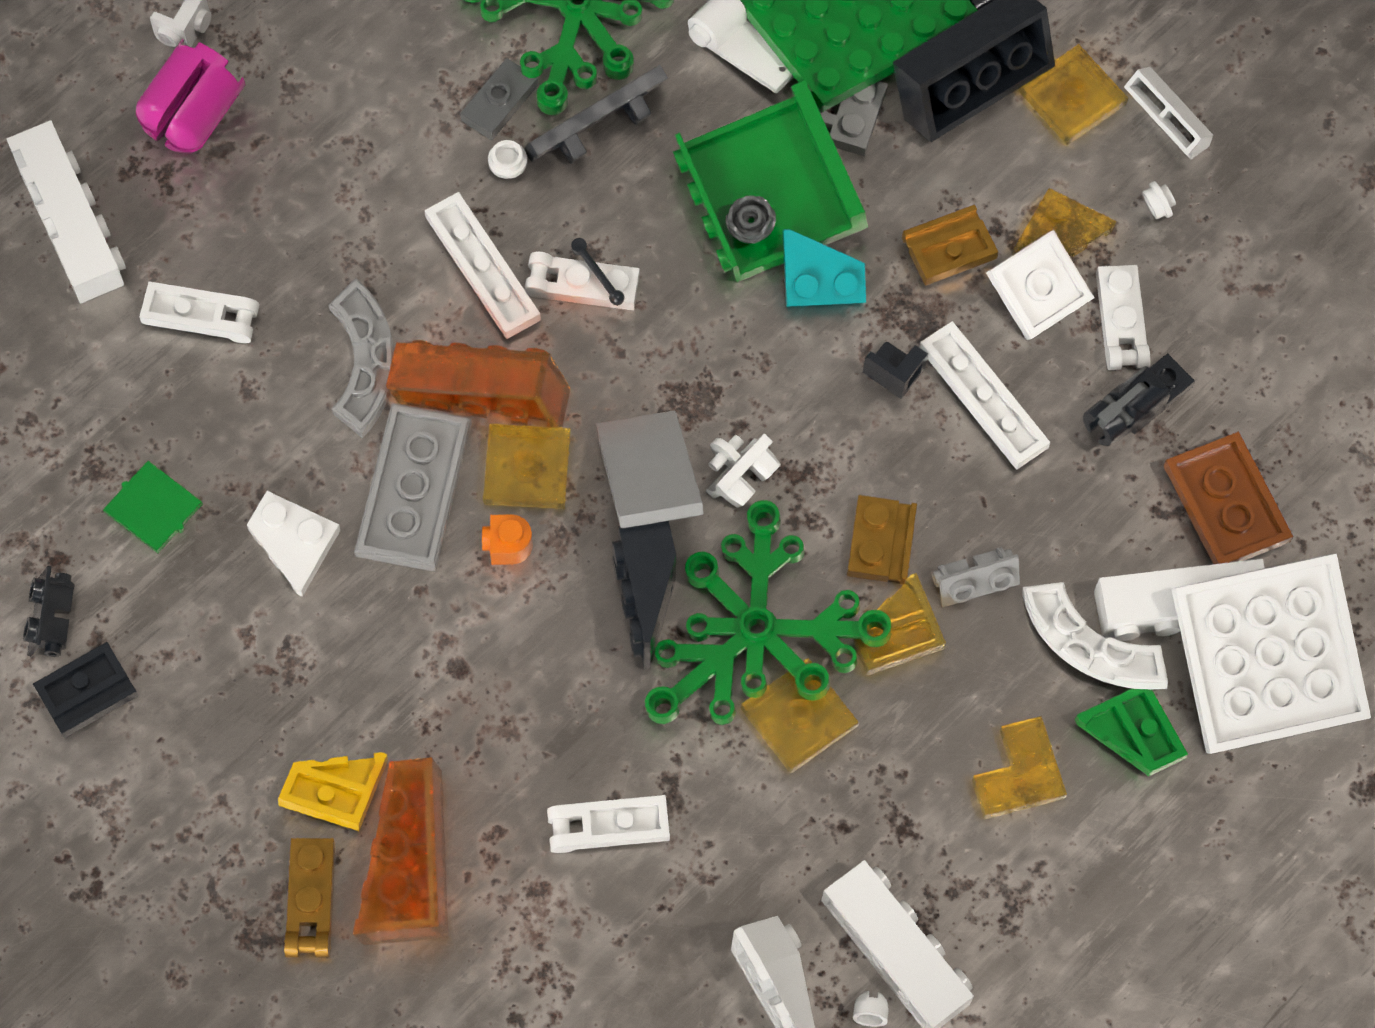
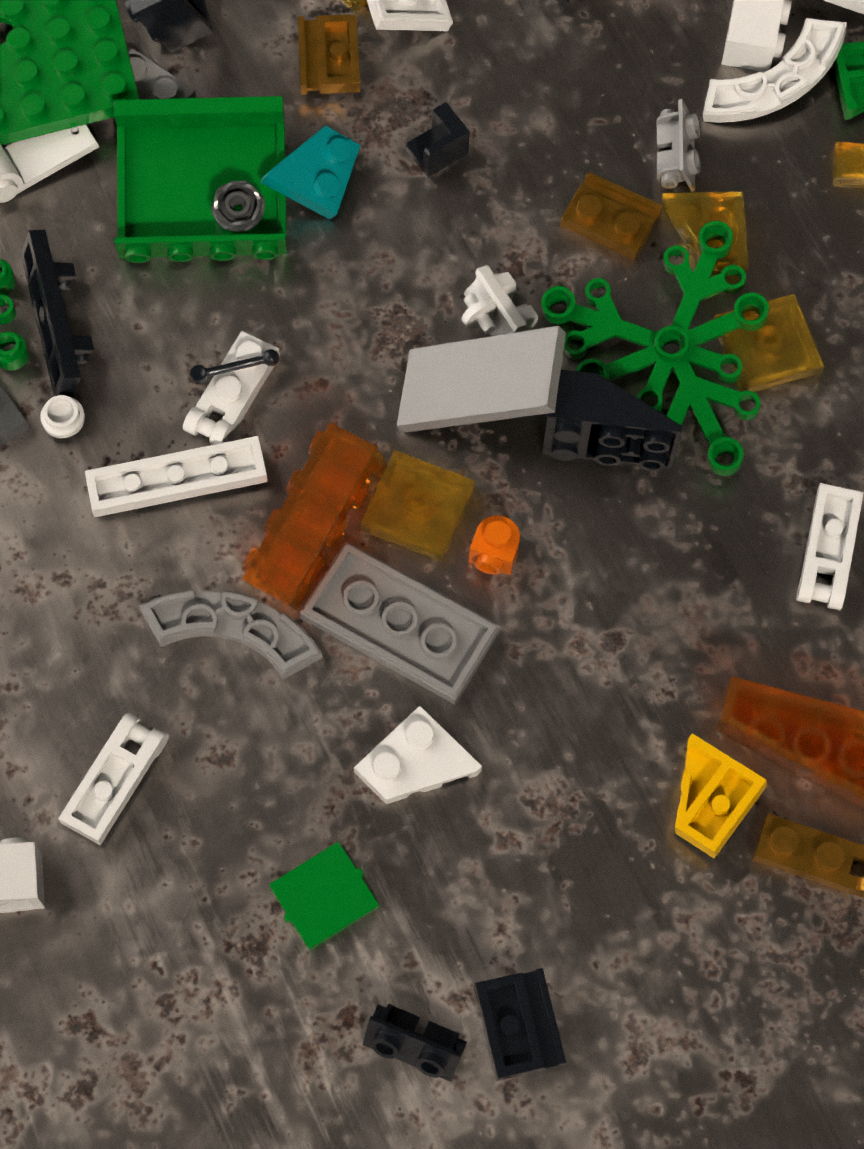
camera: 70 degrees left, 0 degrees up
(984, 395) = (498, 78): white plate -> none

